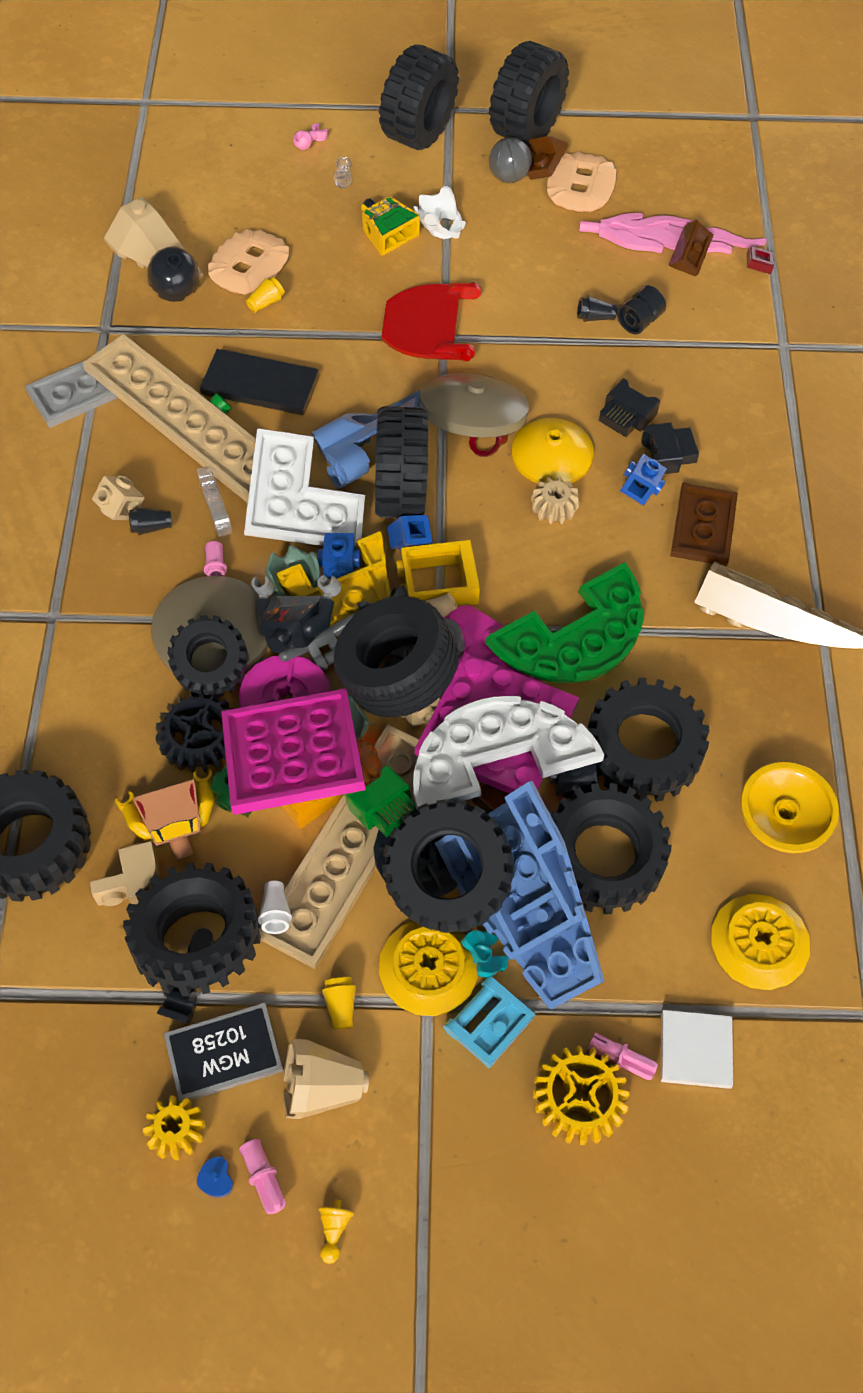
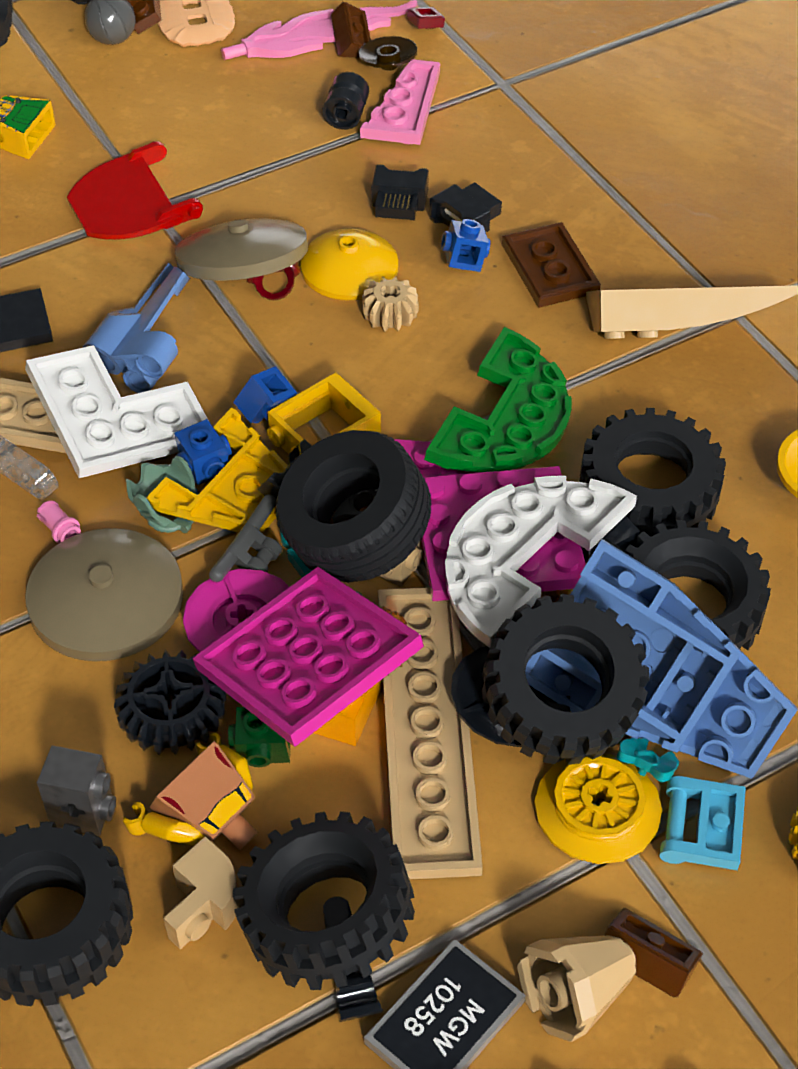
camera: 30 degrees left, 10 degrees down
(94, 763) = (76, 789): none -> flat silver brick
(205, 632) = (139, 583): black tyre -> none
(274, 909) = (404, 829): white cone -> none
(294, 619) = (203, 532): black torso -> none
(340, 1000) = (535, 890): yellow cone -> none
(382, 802) = (442, 663): green piece -> none
(390, 1089) = (659, 955): none -> reddish brown slope
(401, 461) = (215, 323): black tyre -> none
(439, 206) = (64, 90): white helmet -> none
(595, 309) = (295, 120): black cone -> none
(688, 333) = (406, 106): none -> bright pink wing
(705, 279) = (388, 52): none -> dark brown dish

